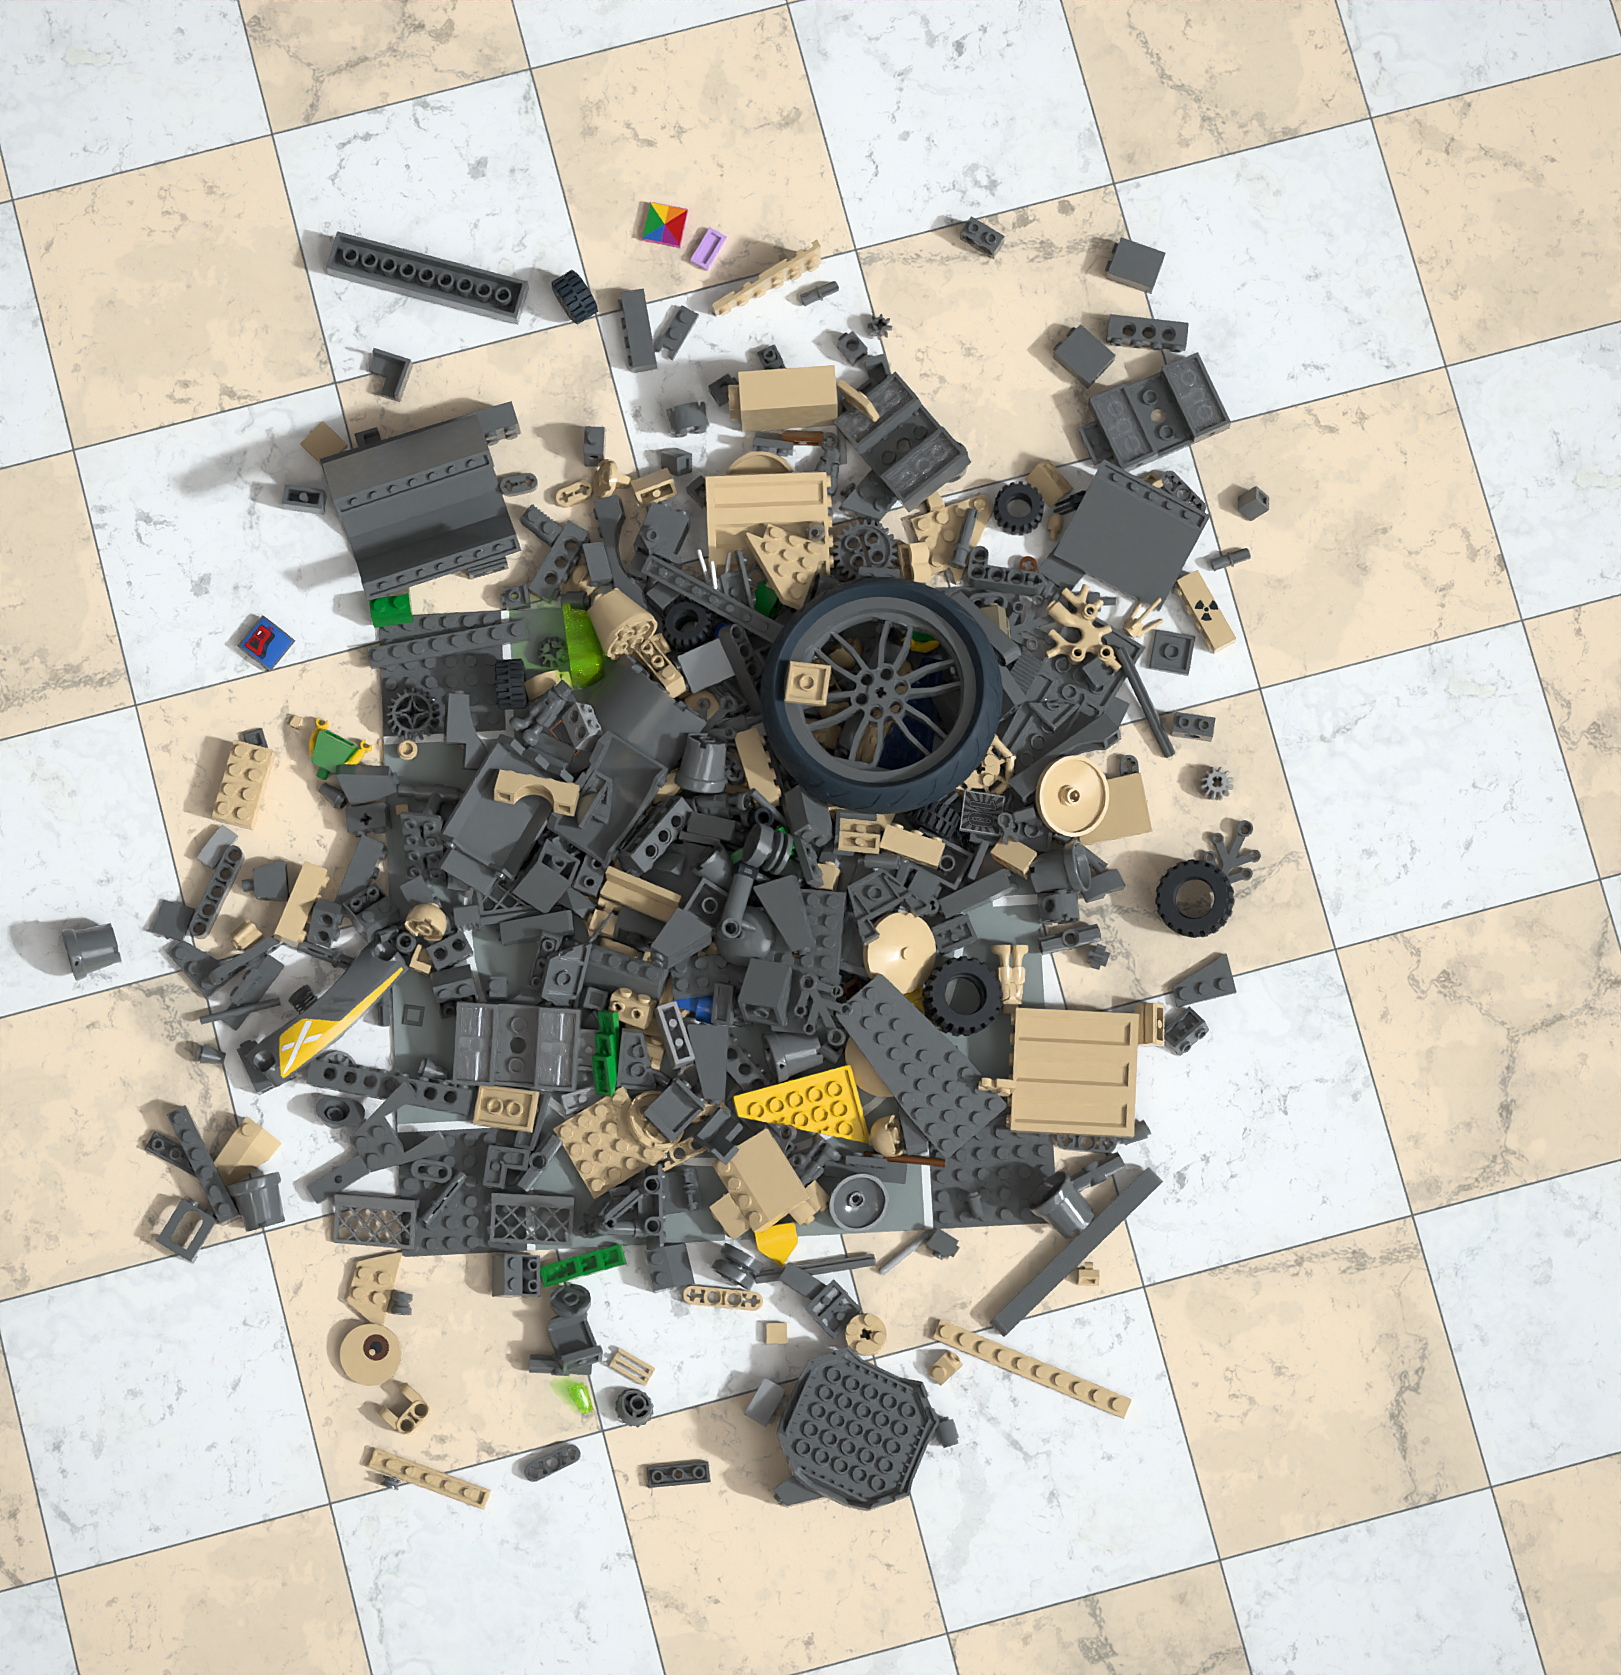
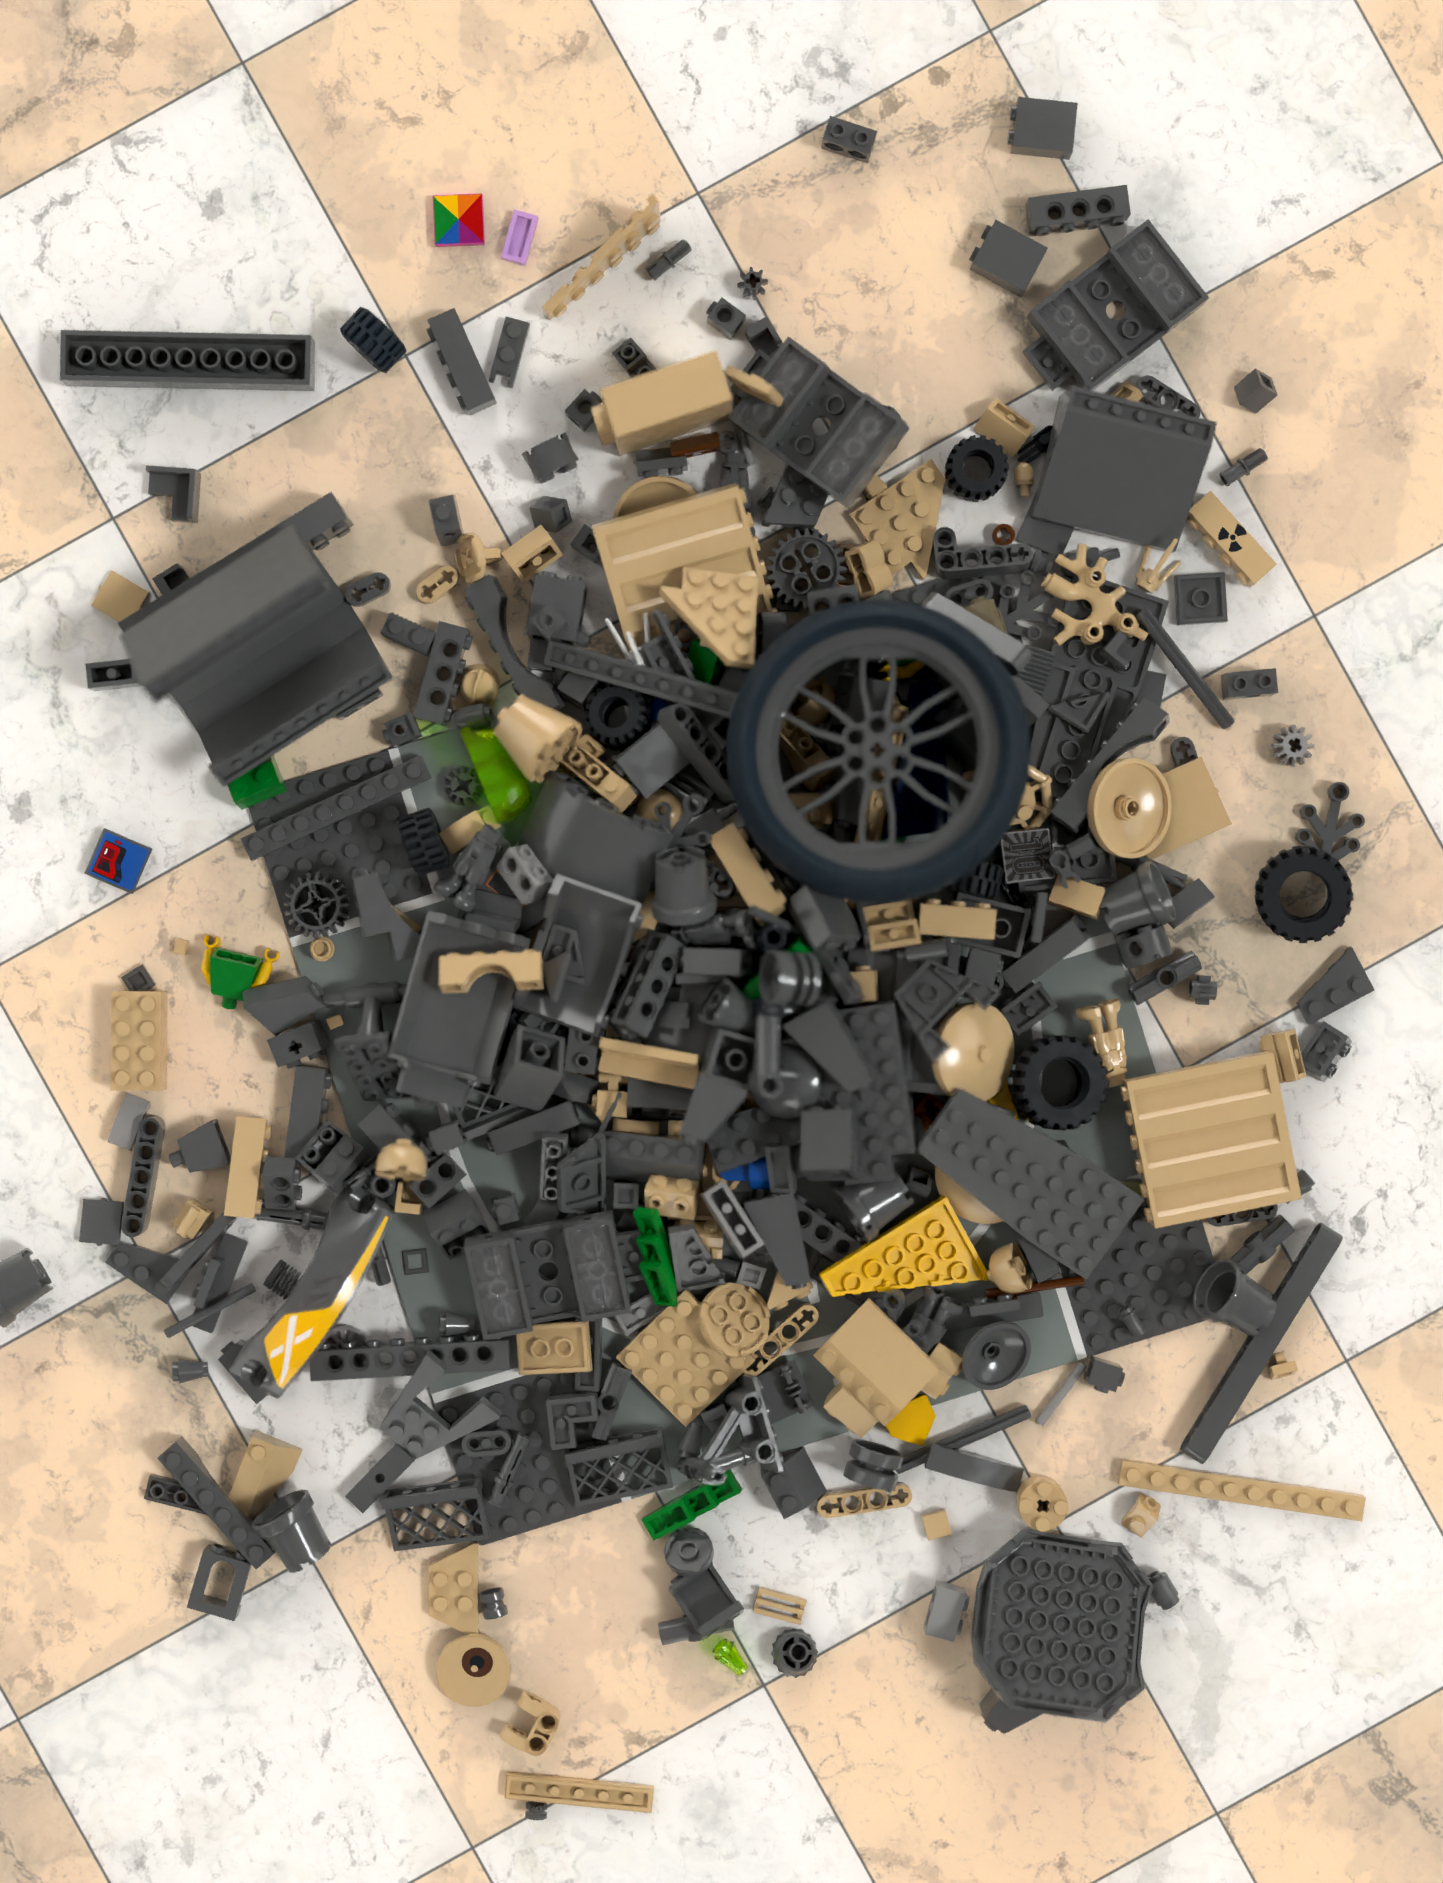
camera: 20 degrees left, 10 degrees up
(334, 796) = (249, 1025): dark grey cone -> none
(339, 1111) = (360, 1400): dark grey piece -> none
(515, 1275) = (617, 1538): dark grey slope -> none
(541, 1475) = (734, 1733): dark grey beam -> none
(597, 563) = (488, 666): dark grey hinge -> none
(674, 1109) = (753, 1306): dark grey panel -> none
(691, 1474) = (849, 1719): dark grey tile -> none
(717, 1135) = (811, 1323): dark grey panel -> none
(807, 683) = (789, 765): tan tile -> none
(812, 526) = (738, 559): dark grey cone -> none
(820, 1006) = (900, 1146): dark grey plant -> none
(833, 1309) = (997, 1485): dark grey slope -> none
(962, 547) = (921, 535): dark grey pin -> none
(1000, 1086) = (1135, 1183): tan plate -> none

